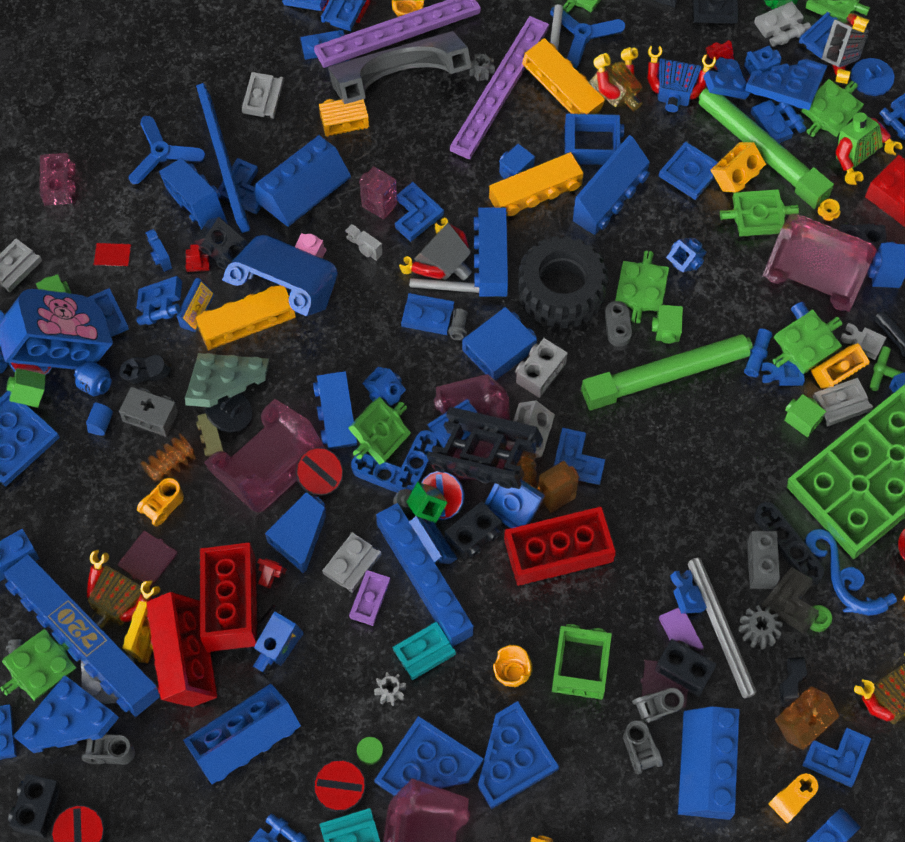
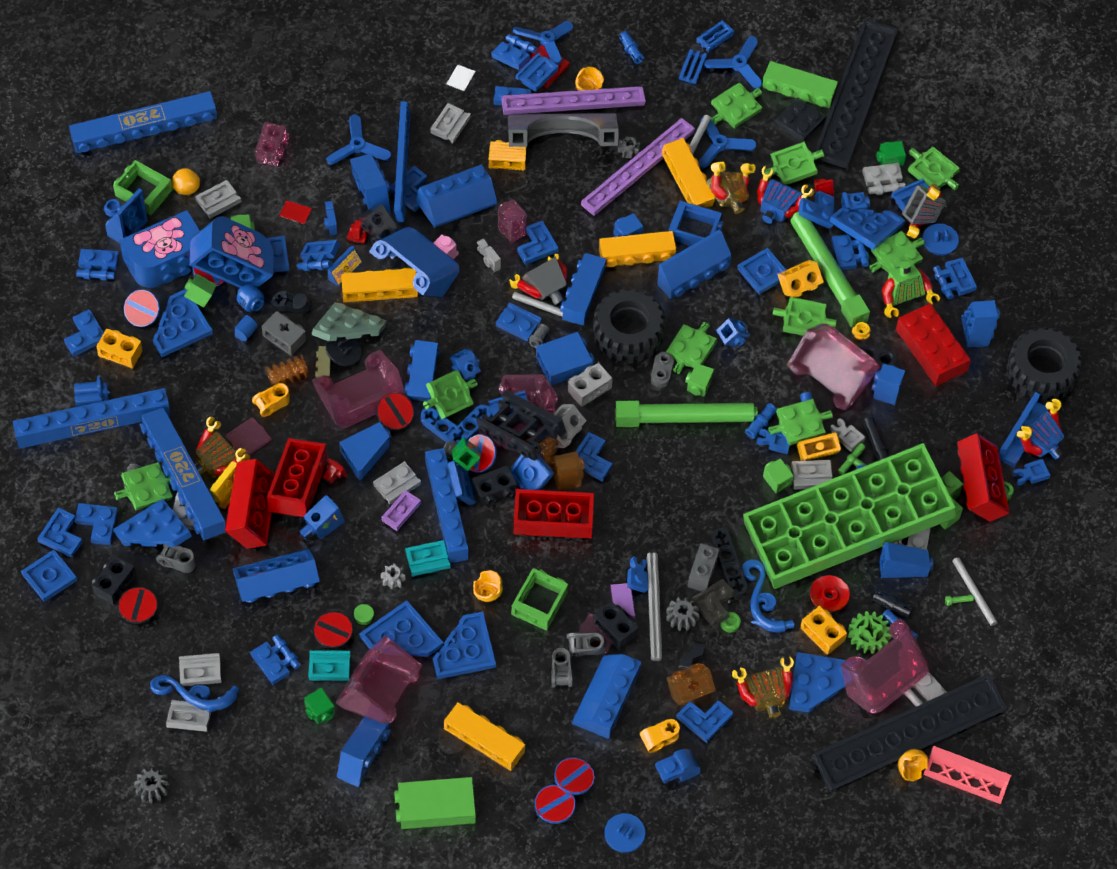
camera: 15 degrees right, 5 degrees down
(255, 38) = (460, 77): none -> white sticker
(677, 33) = (794, 163): none -> bright green plate

